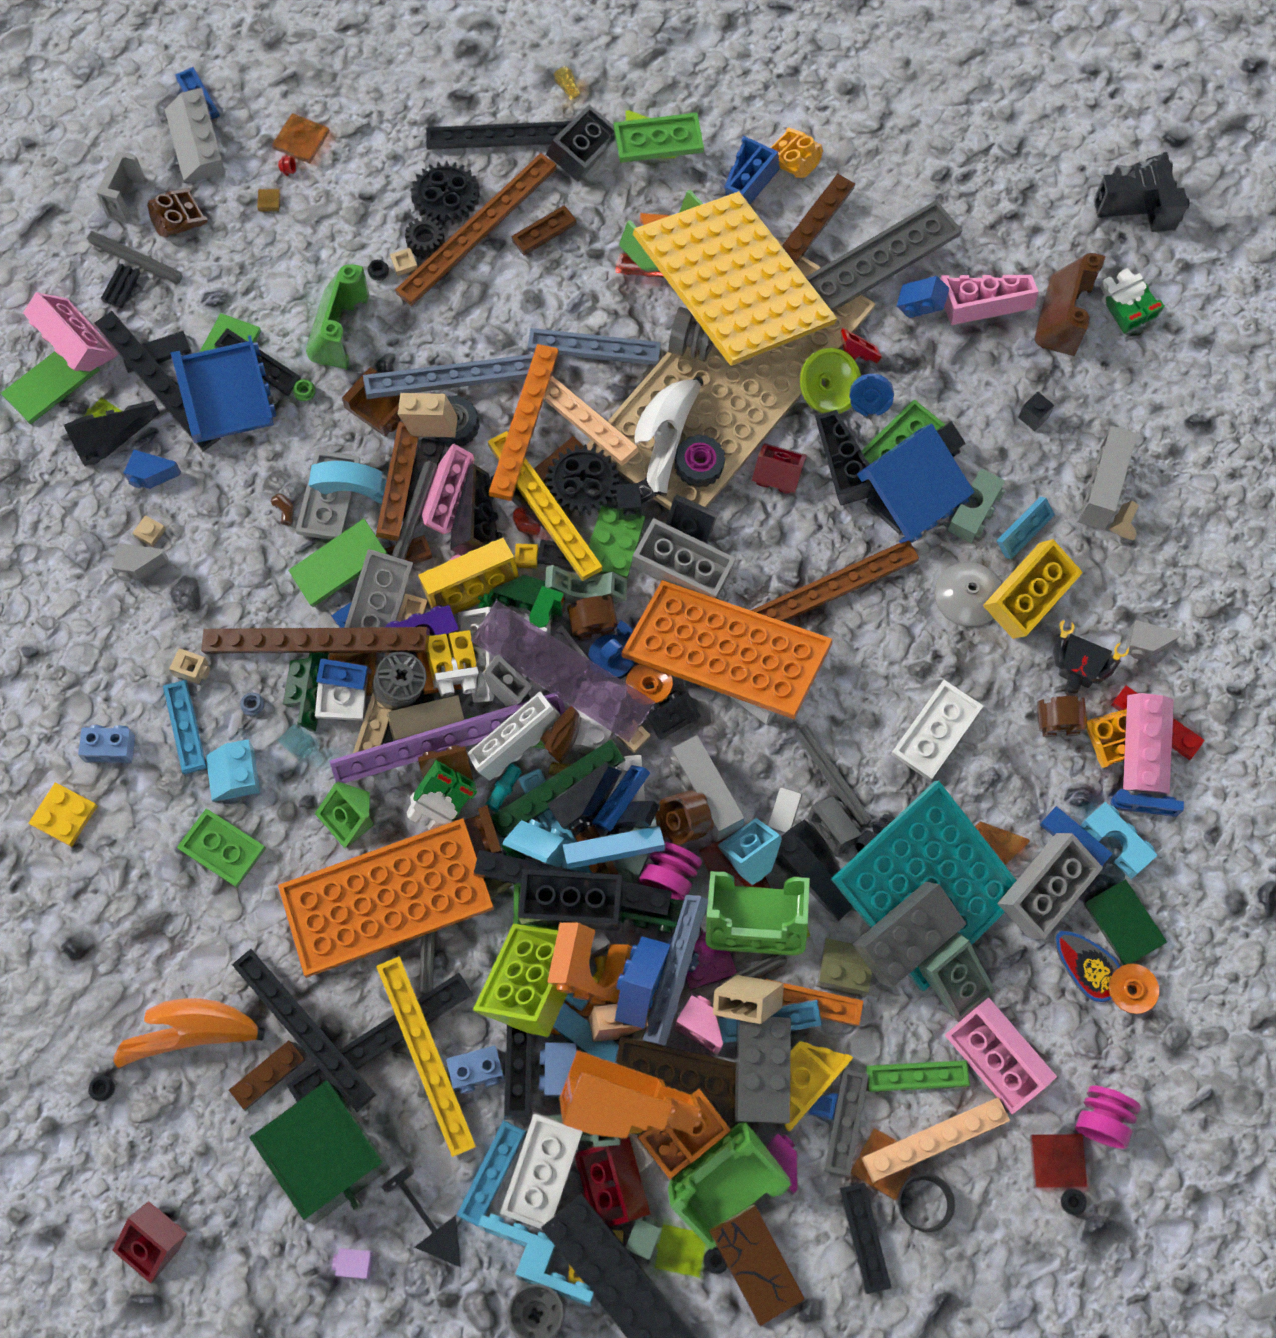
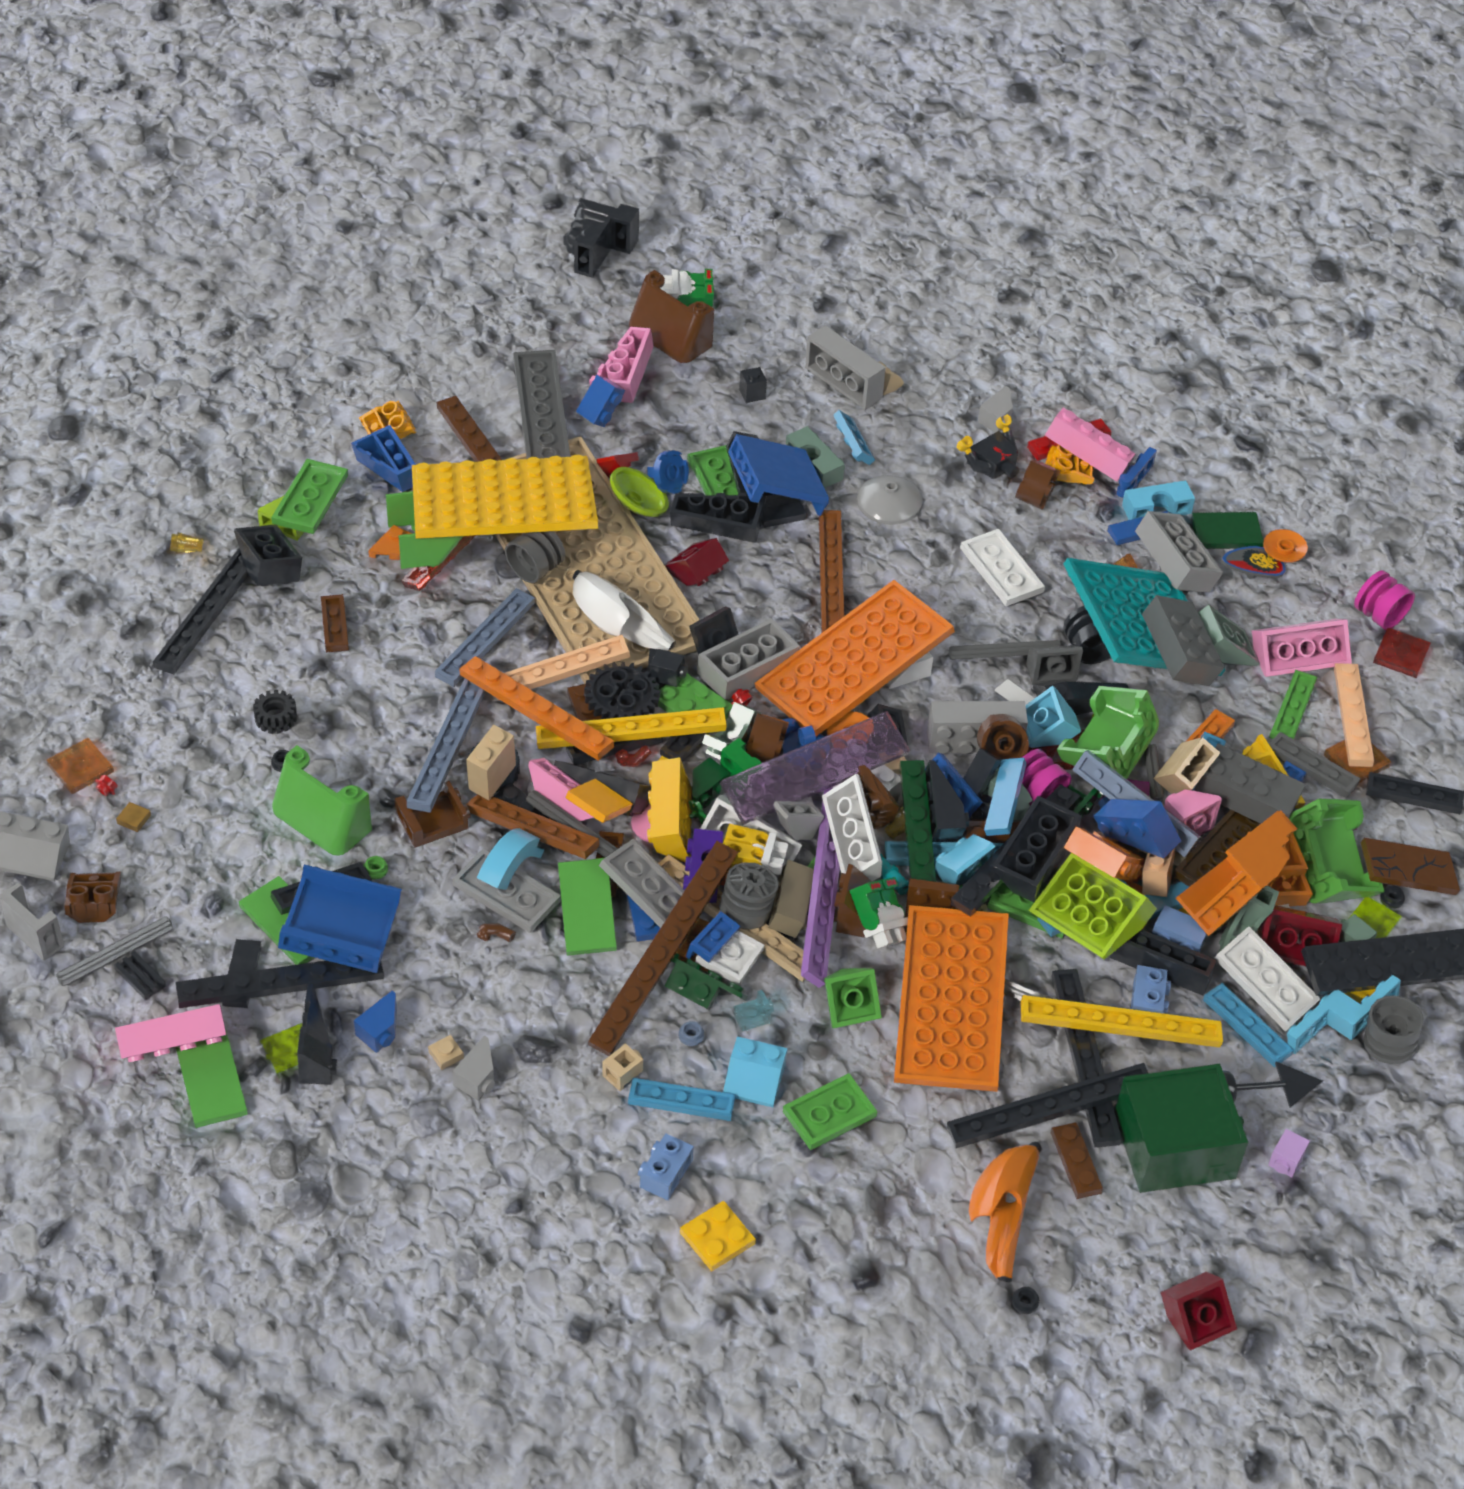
camera: 65 degrees left, 20 degrees down
(403, 261) = (289, 737): tan plate -> none
(436, 516) = (598, 800): none -> light orange tile
(445, 192) = (237, 676): black gear -> none
(475, 229) = (296, 672): dark orange plate -> none
(638, 577) = (742, 697): none -> red plate
(699, 448) = (662, 602): black wheel -> none
(843, 969) = (1183, 709): olive slope -> none
(947, 1192) = (1407, 728): black tyre -> none
(1032, 589) = (916, 452): yellow brick -> none
(1081, 1201) = (1439, 656): black plate -> none

